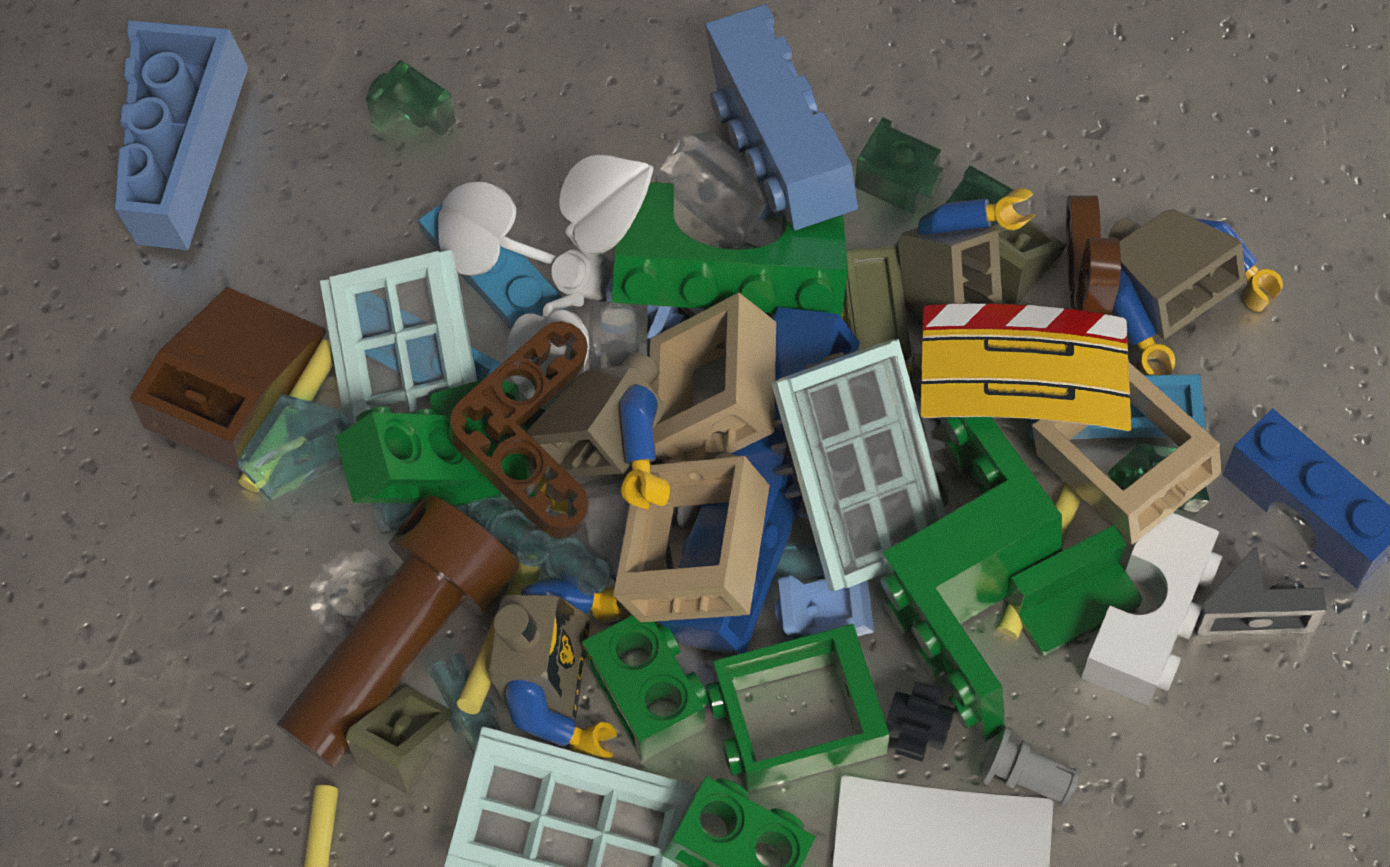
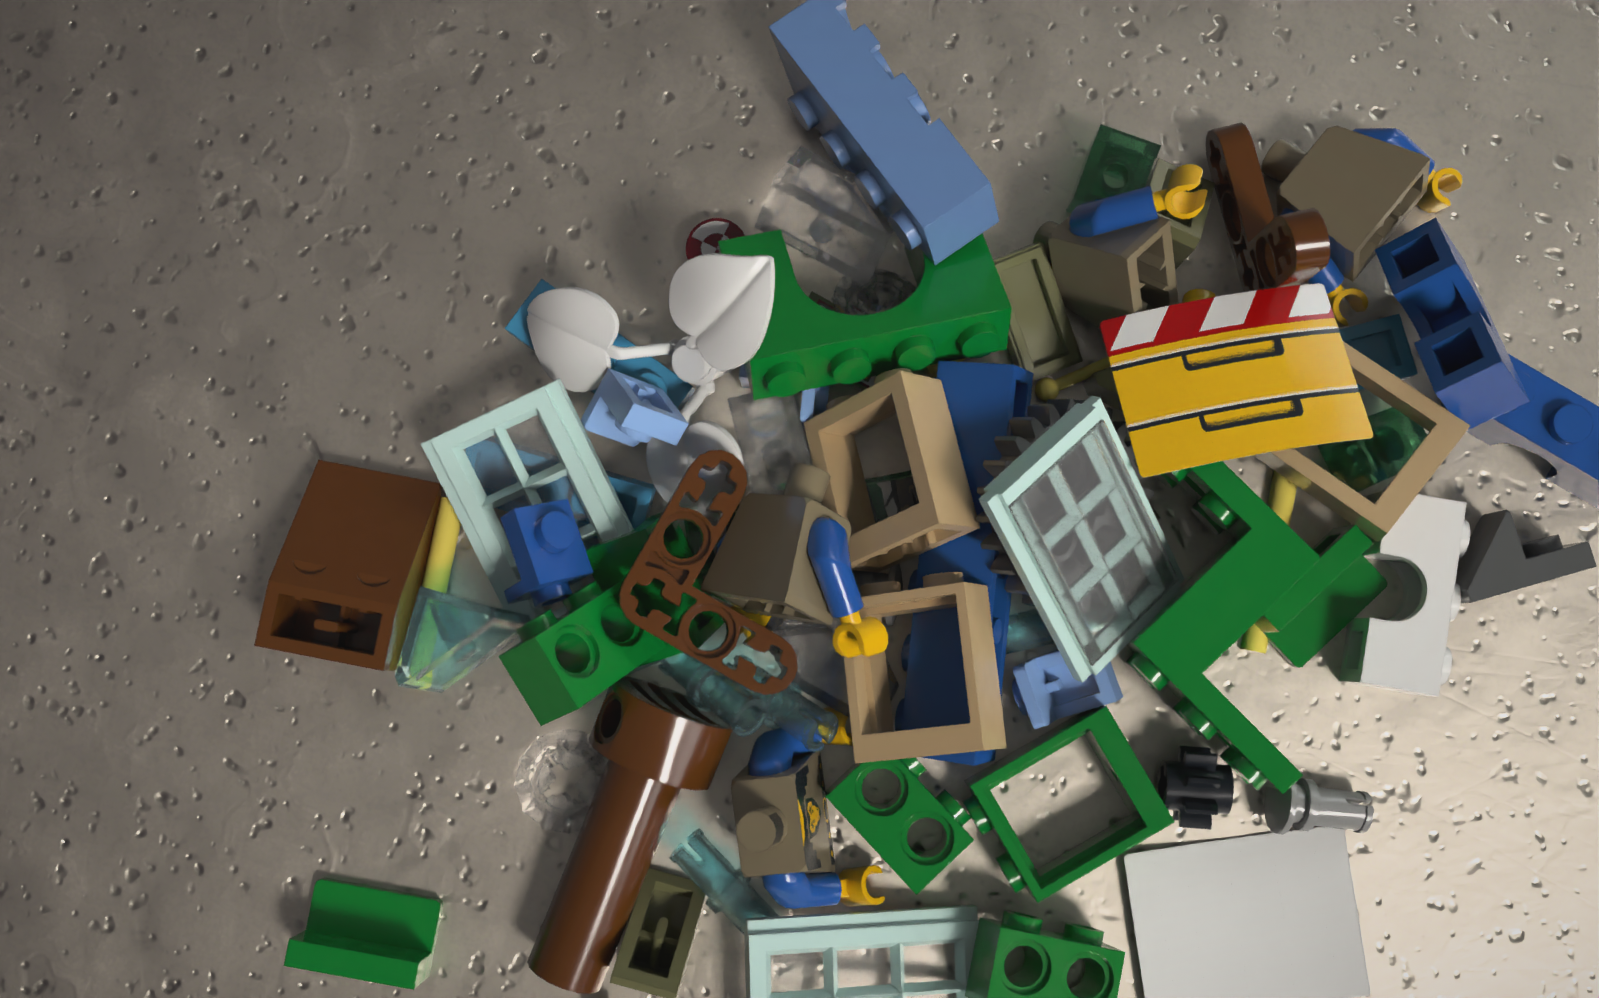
camera: 10 degrees left, 20 degrees up
(141, 678) = (368, 934): none -> green panel
(174, 126) = (198, 285): medium blue wedge -> none
(399, 374) = (545, 552): none -> blue bracket
(412, 93) = (464, 182): clear green bracket -> none
(479, 679) = (727, 860): light yellow bar -> none
(502, 294) = (633, 412): none -> light blue bracket
(898, 168) = (1002, 152): clear green brick -> none
(1235, 381) = (1455, 329): none -> blue arch

